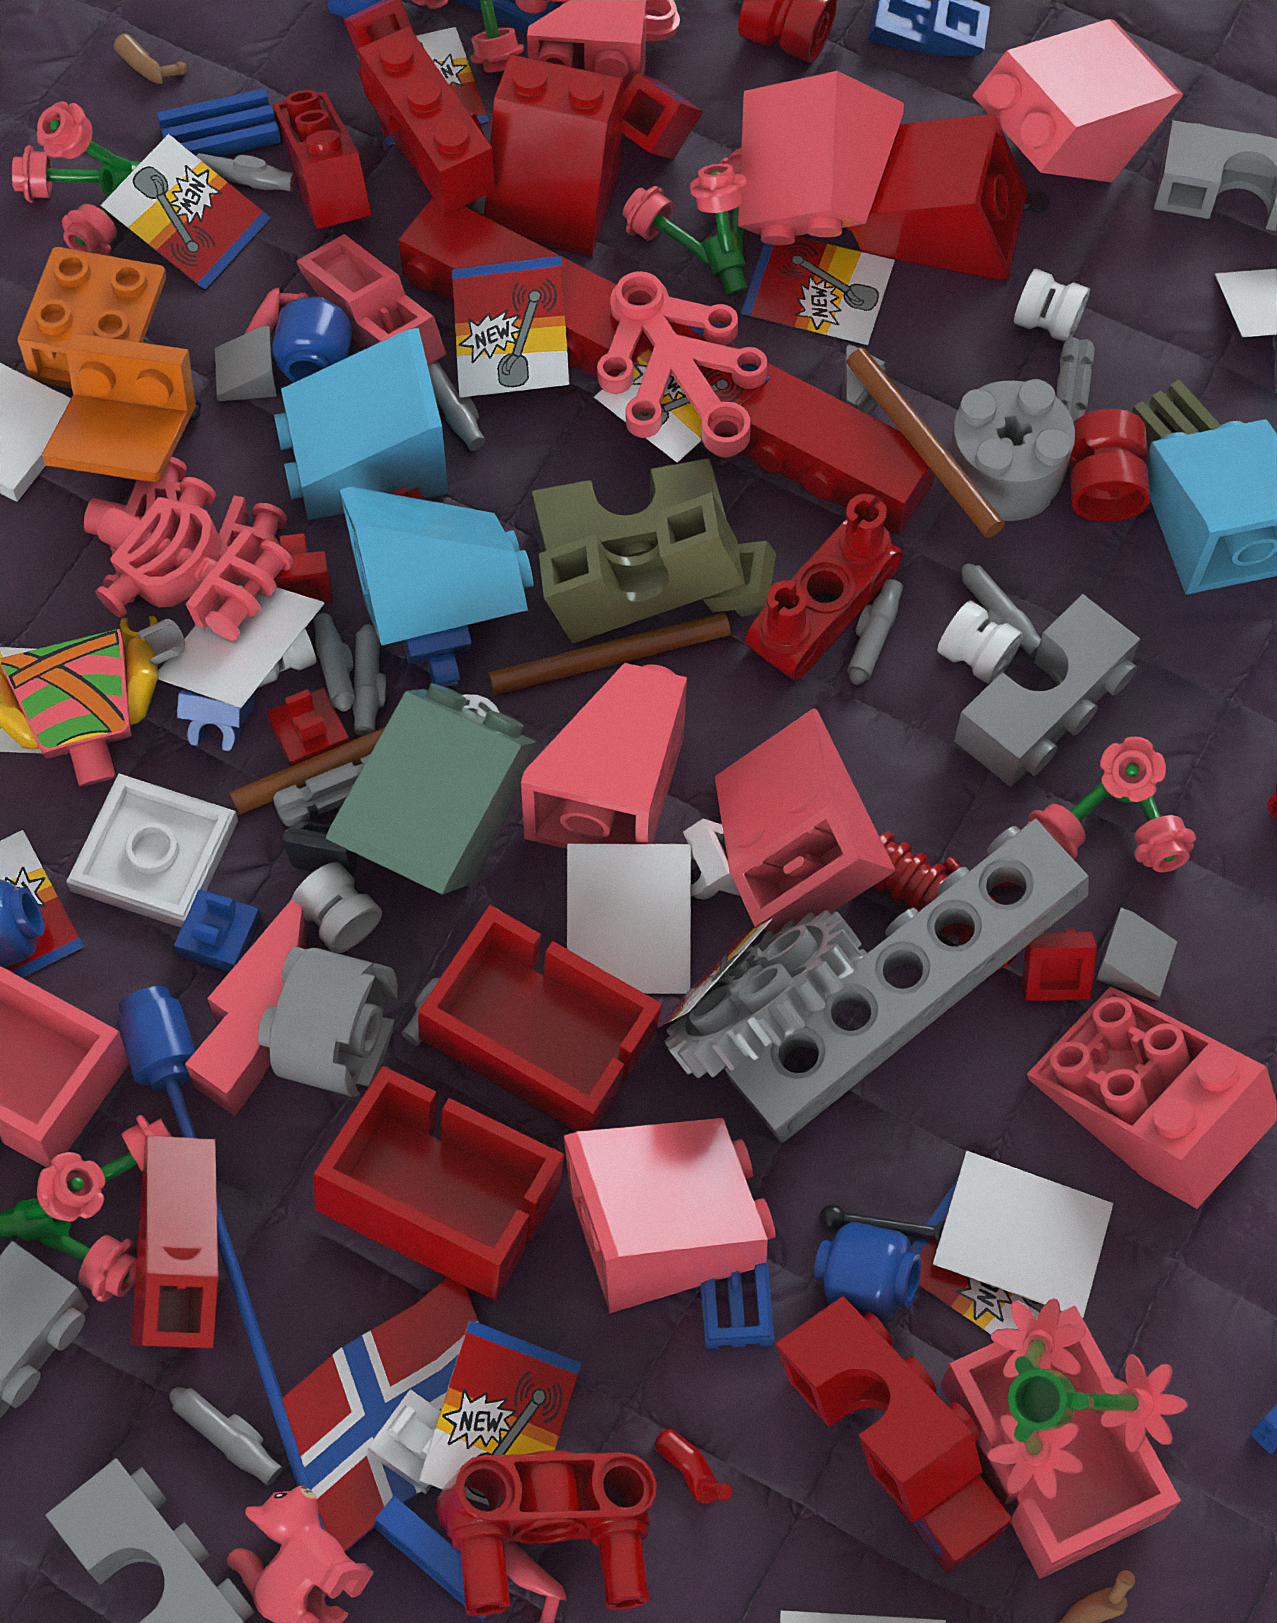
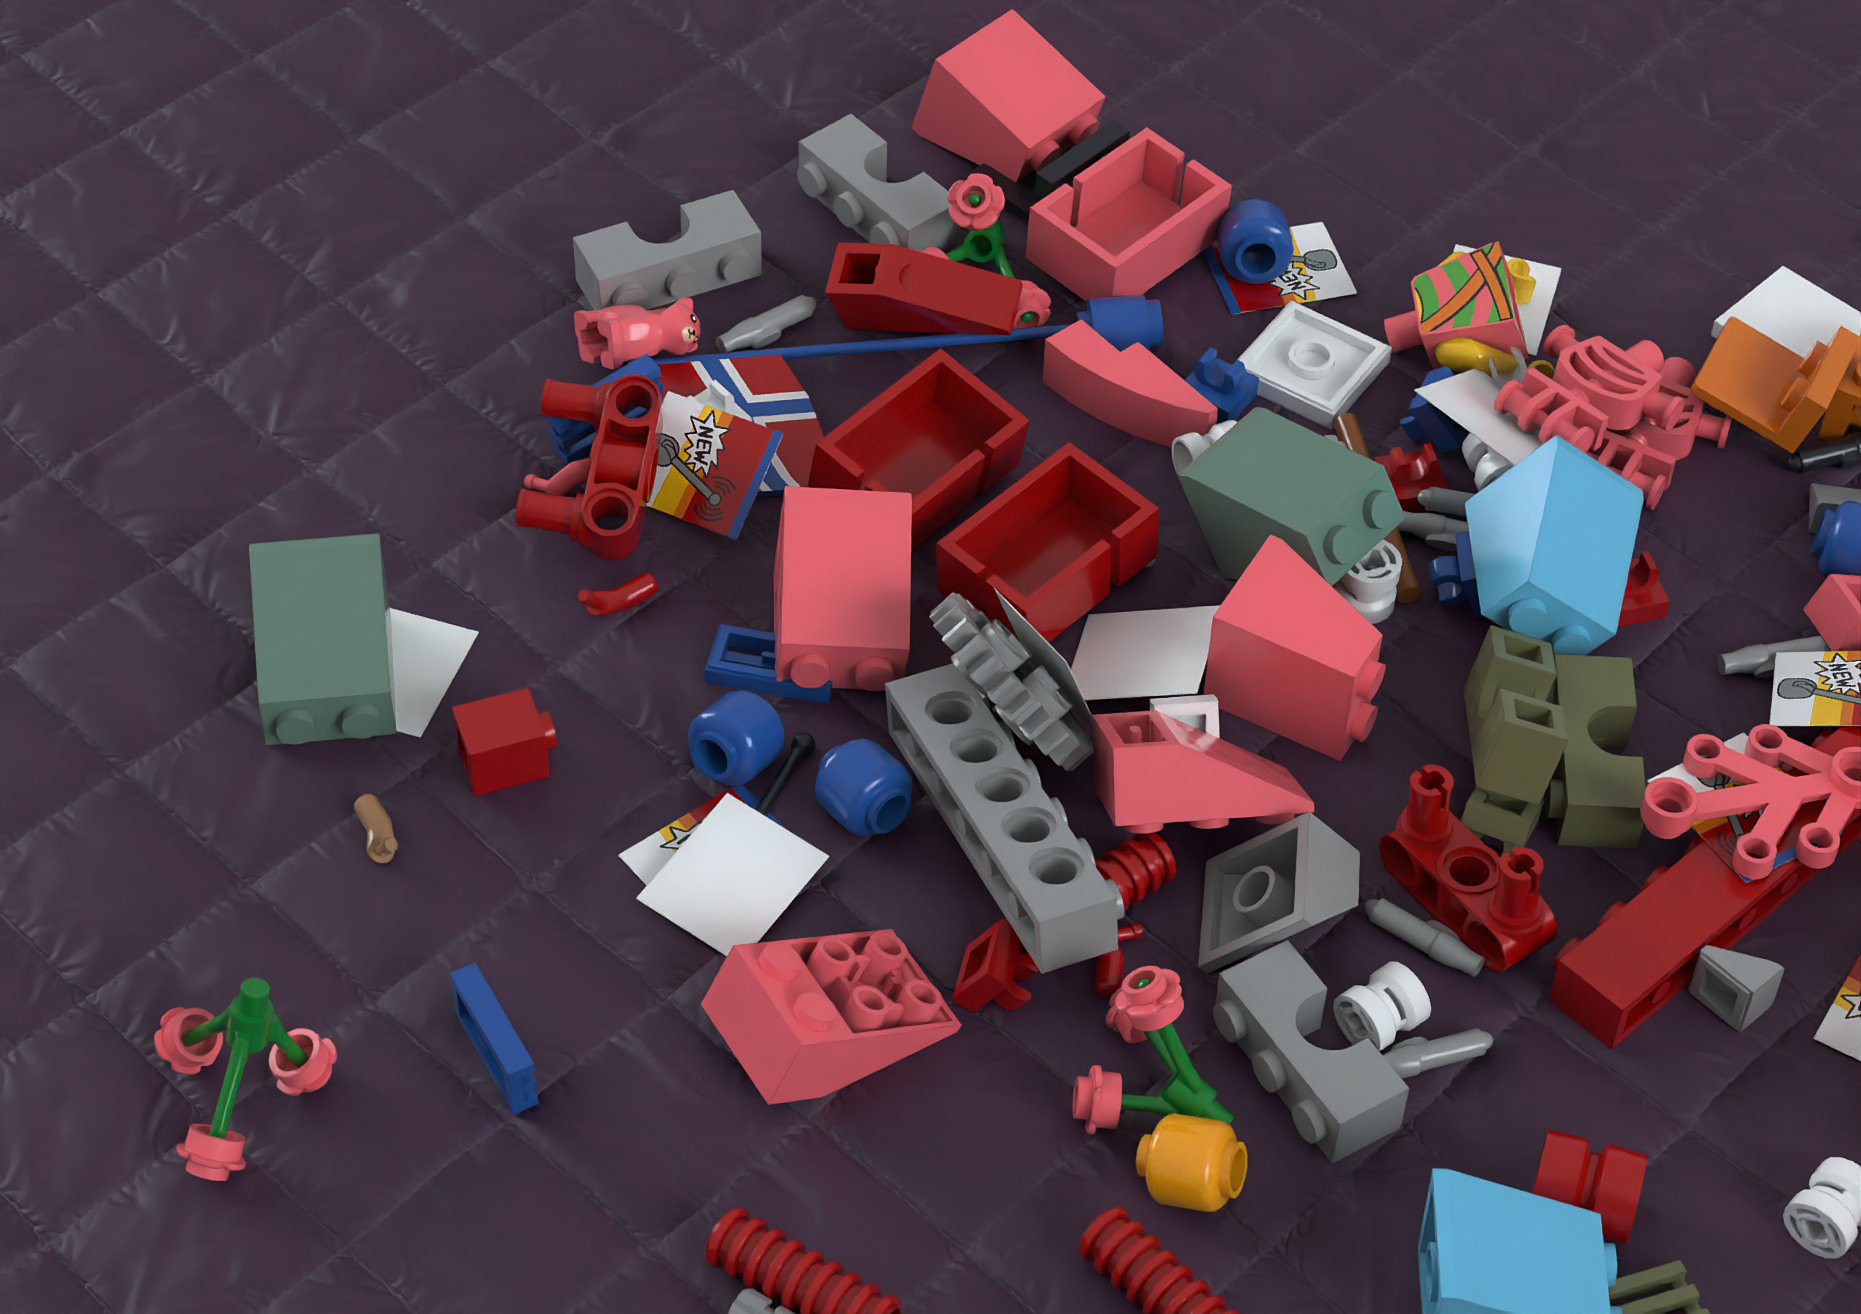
camera: 105 degrees right, 15 degrees down
(329, 1020) = (1096, 405): light grey brick -> none
(364, 427) = (1734, 567): medium azure slope -> none
(609, 653) = (1445, 708): dark orange bar -> none
(893, 1128) = (863, 787): none -> blue head
(902, 741) = (1275, 889): none -> light grey slope
(920, 1444) = (560, 692): red arch -> none
(925, 443) = (1630, 988): dark orange bar -> none
(1014, 445) = (1629, 1088): light grey brick -> none
(1047, 1400) = (525, 694): coral plant -> none
(1075, 375) = (1712, 1206): light grey axle -> none
(1092, 1509) = (546, 826): coral piece -> none
(1136, 956) = (985, 1045): light grey slope -> none
(1201, 756) = (1192, 1162): none -> light orange head

